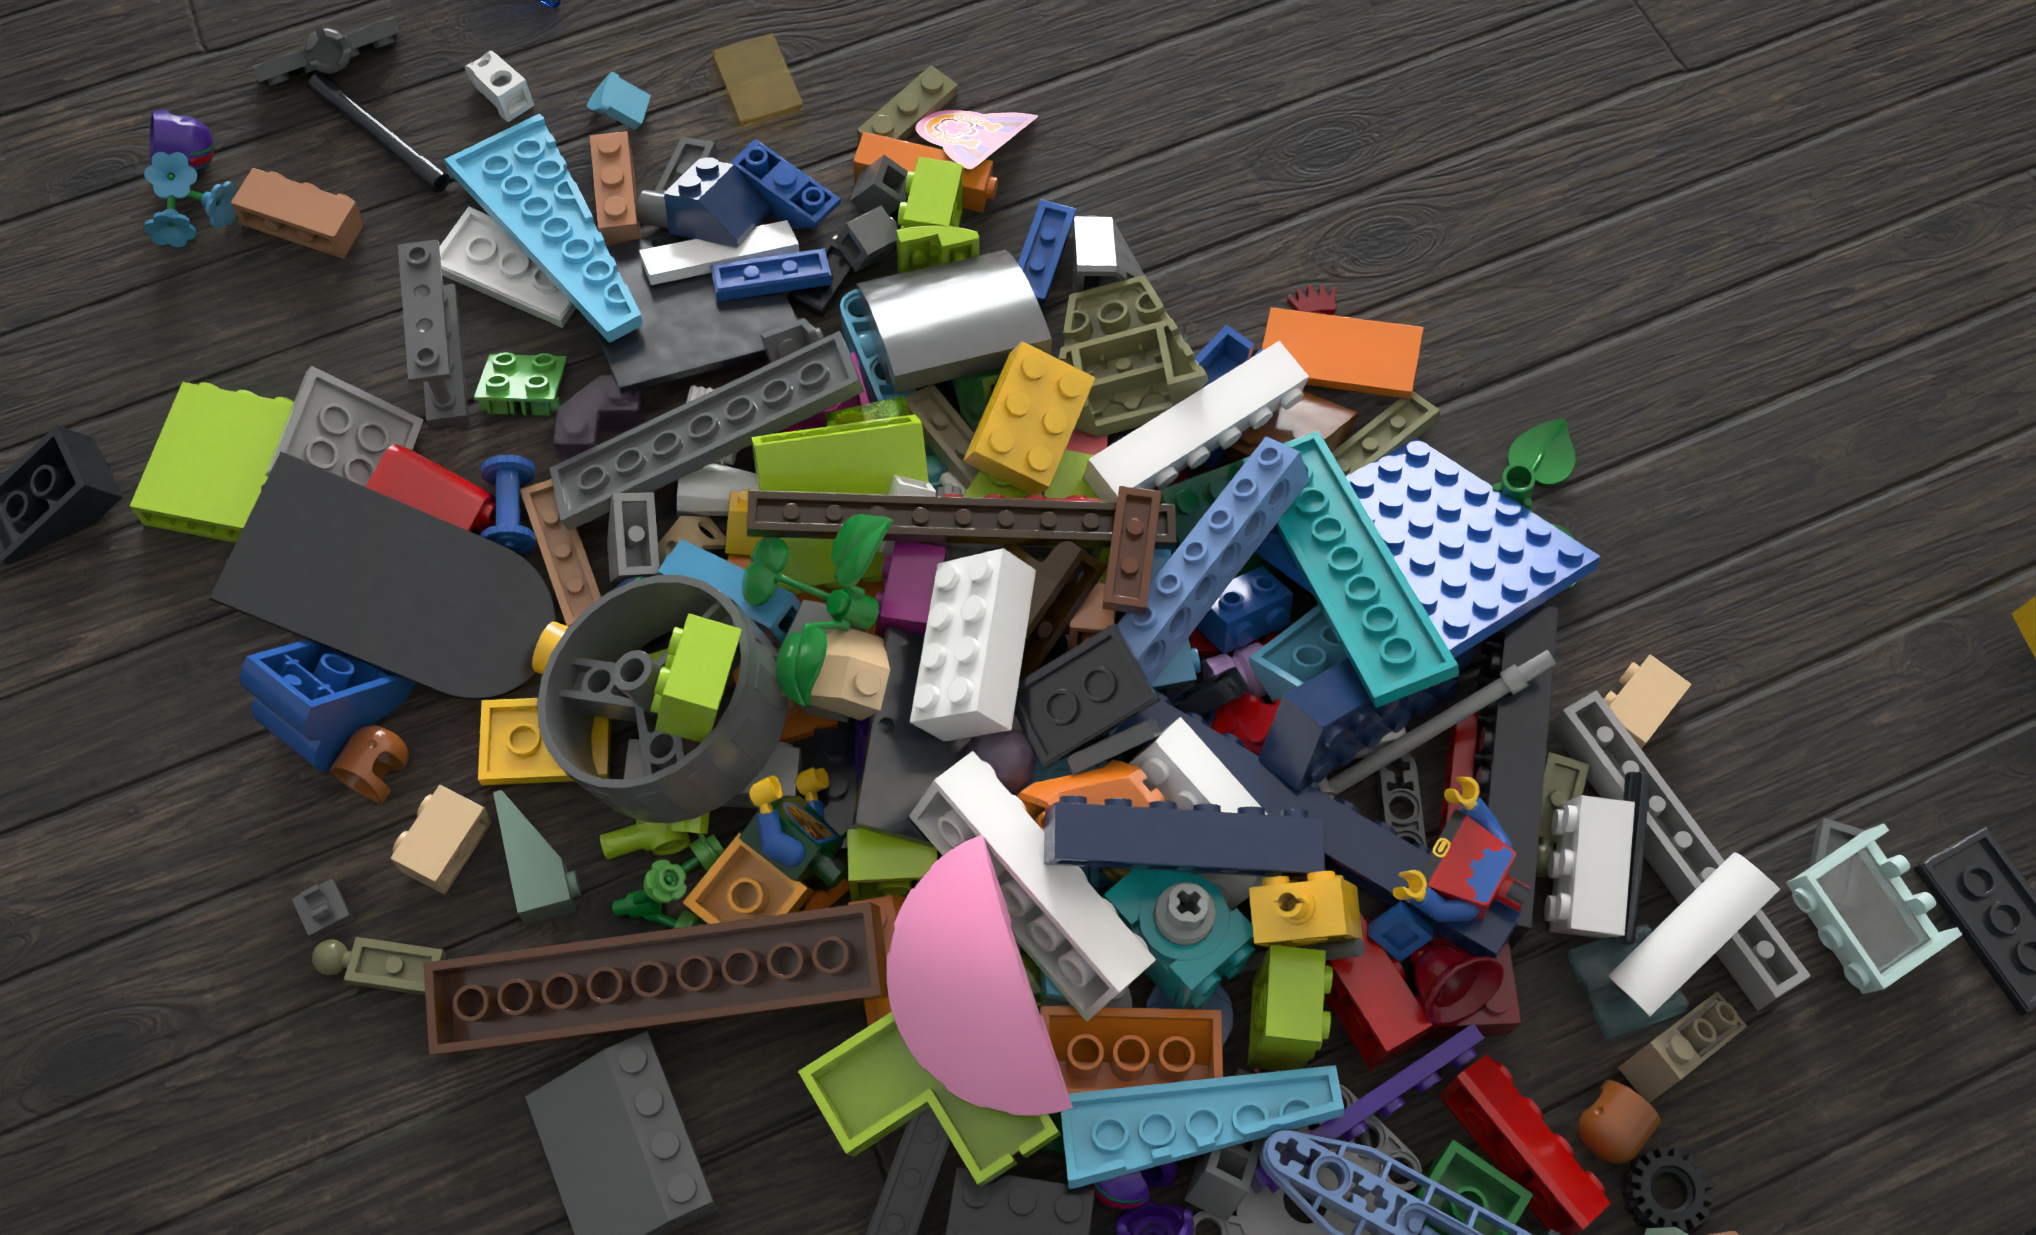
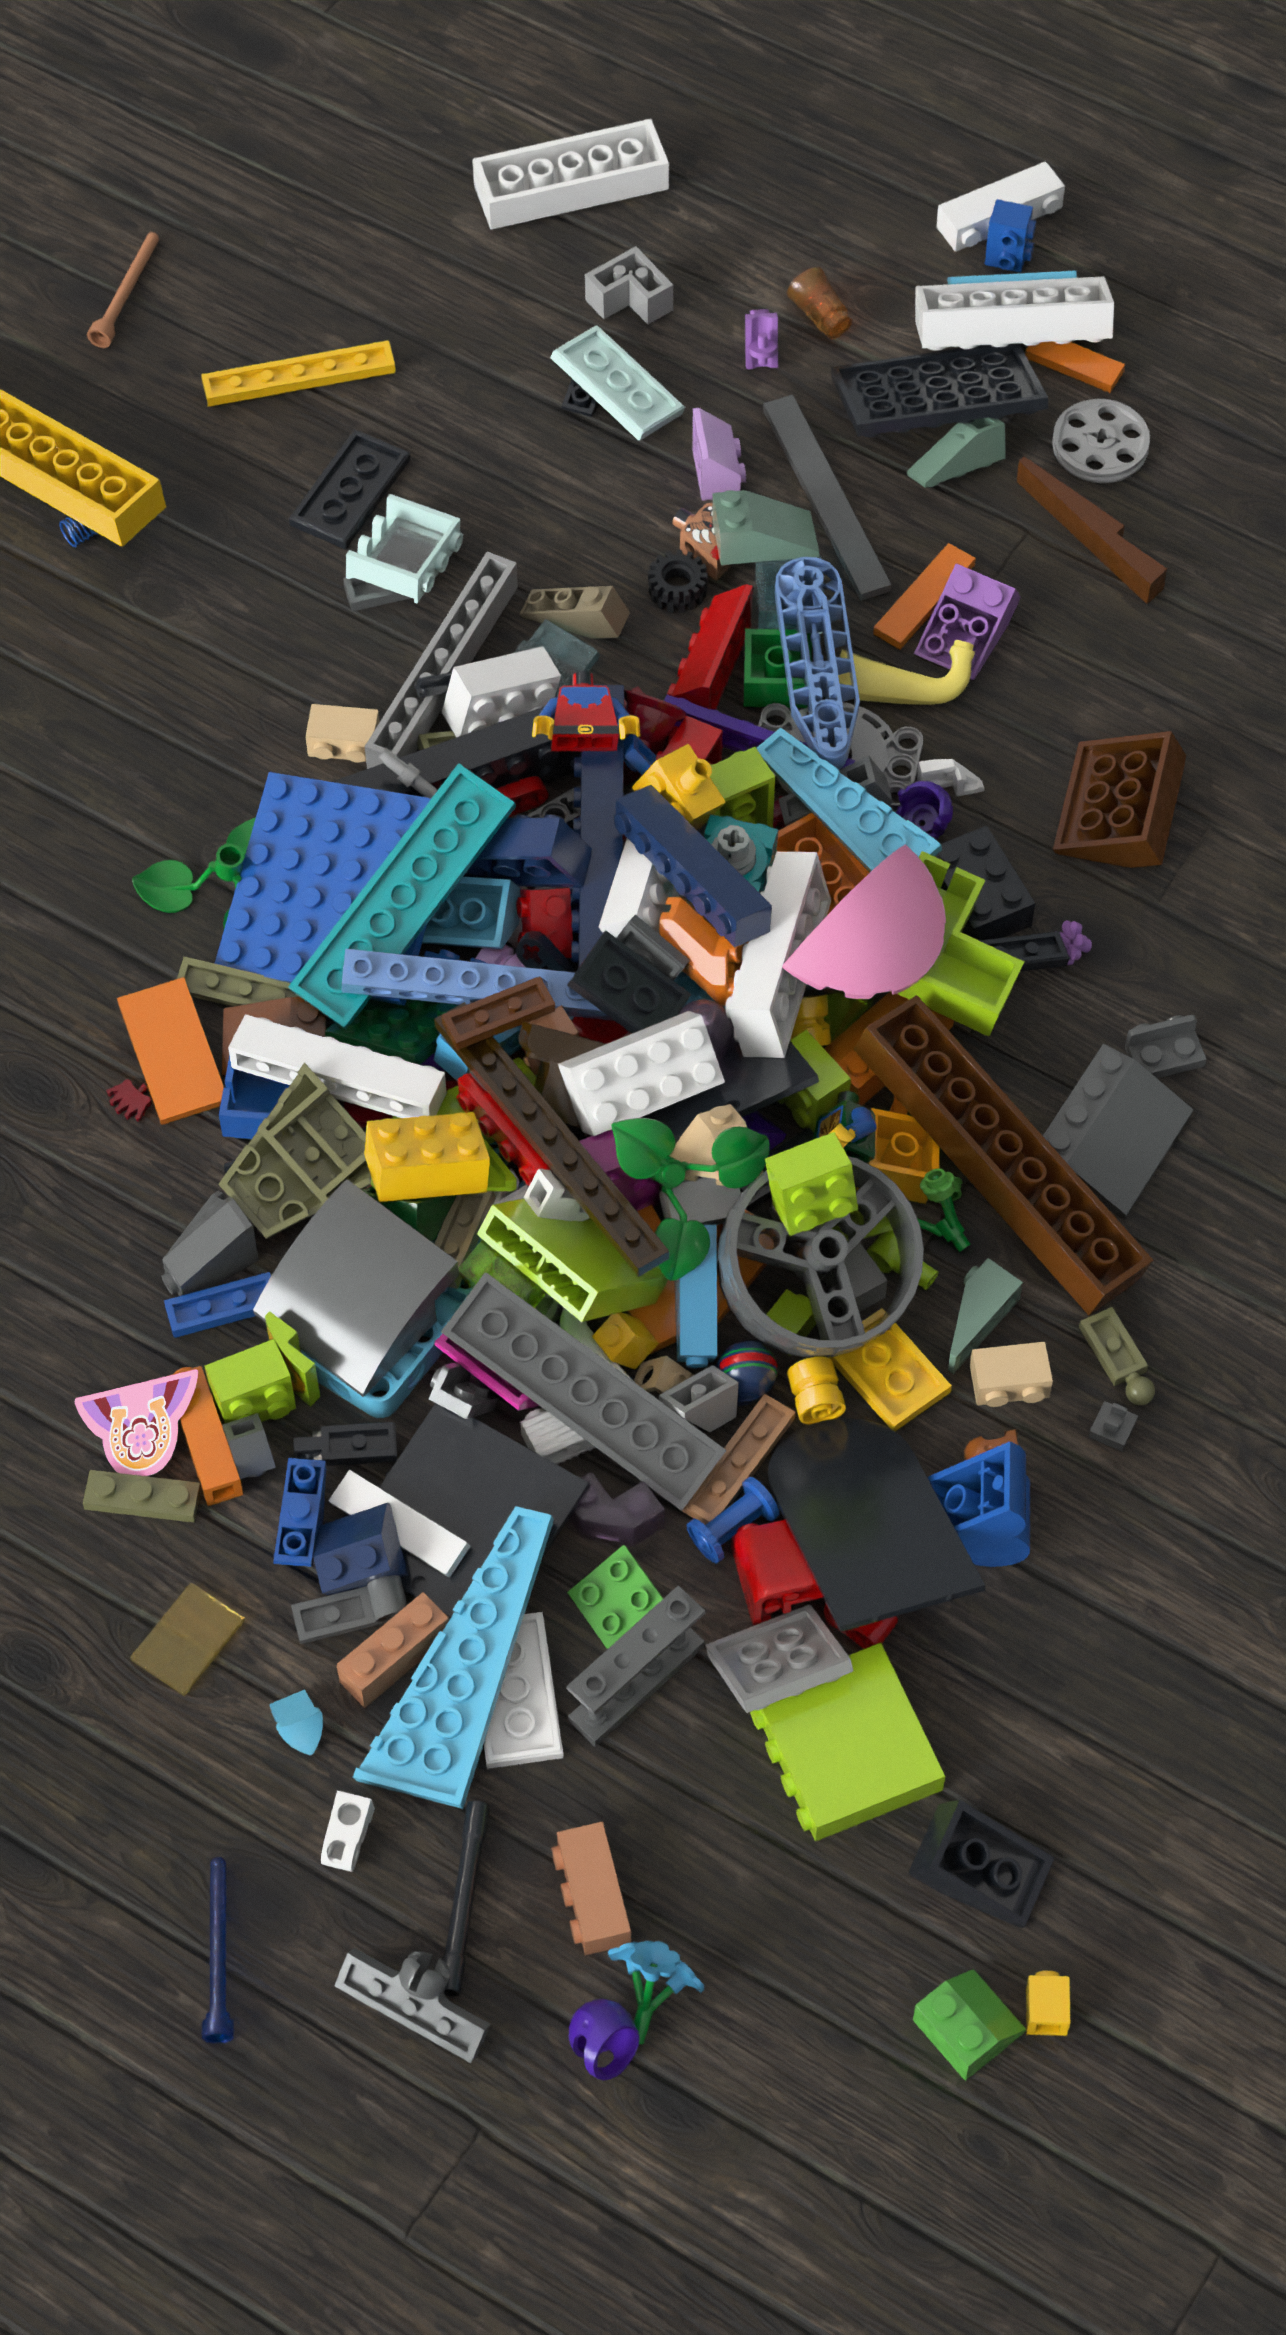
camera: 120 degrees left, 5 degrees down
(771, 274) = (395, 1467): blue tile -> none
(868, 238) = (311, 1414): dark grey brick -> none
(1617, 1124) = (660, 614): dark orange helmet -> none
(1693, 933) = (510, 613): white brick -> none

